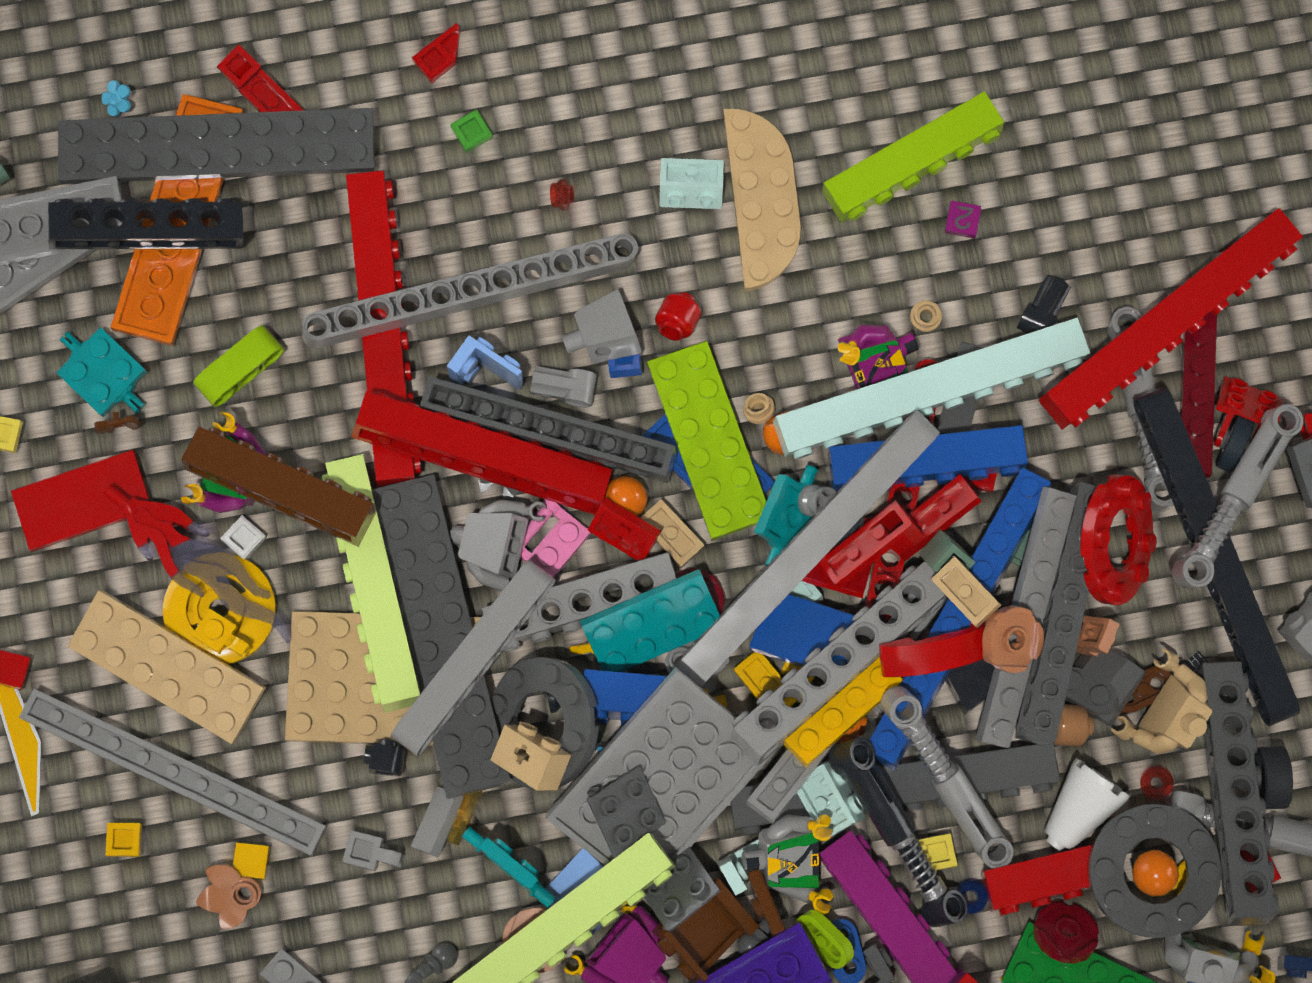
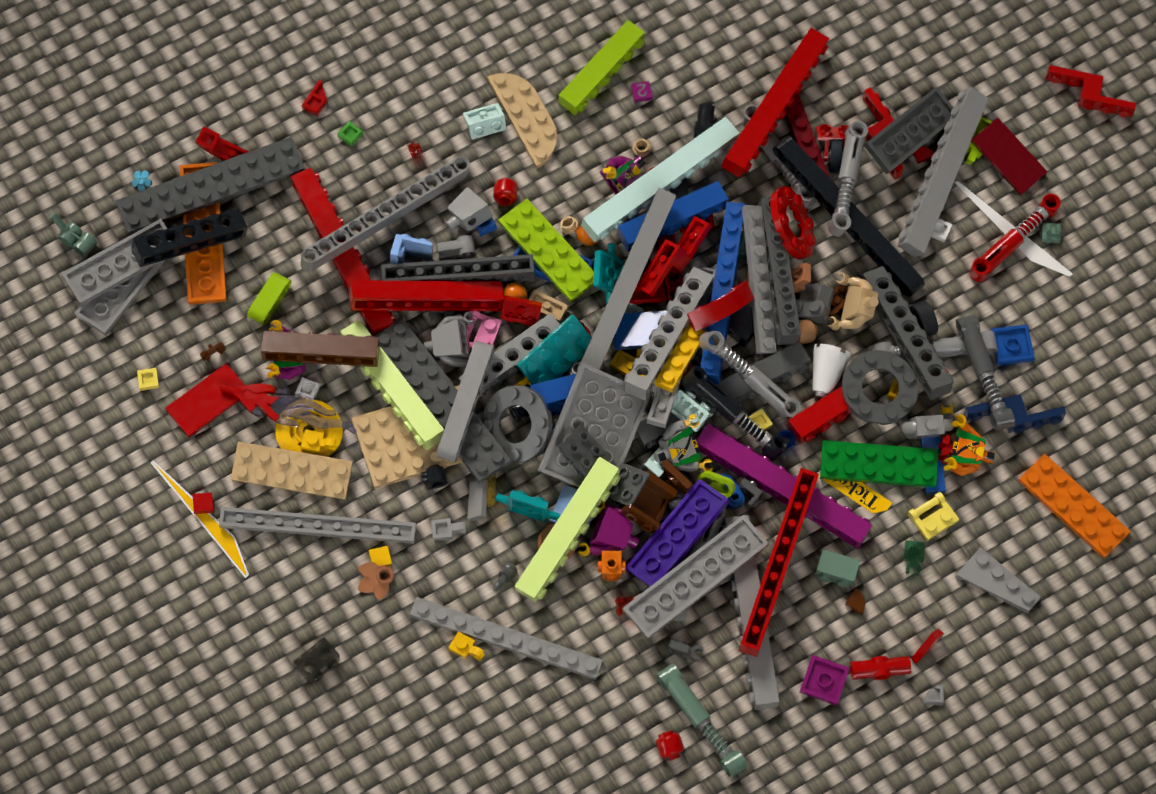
camera: 25 degrees left, 10 degrees down
(102, 372) = (191, 328): teal plate -> none
(123, 840) = (304, 570): yellow plate -> none
(531, 756) = (519, 440): tan brick -> none
(813, 498) = (618, 258): light grey wheel -> none
(942, 550) = (704, 261): sand green brick -> none
(966, 592) = (722, 272): tan plate -> none
(997, 634) = (751, 296): nougat plate -> none
(1066, 933) = (845, 437): dark red tile -> none
(1155, 873) = (880, 387): orange piece -> none
(1164, 776) = (862, 341): clear red plate -> none

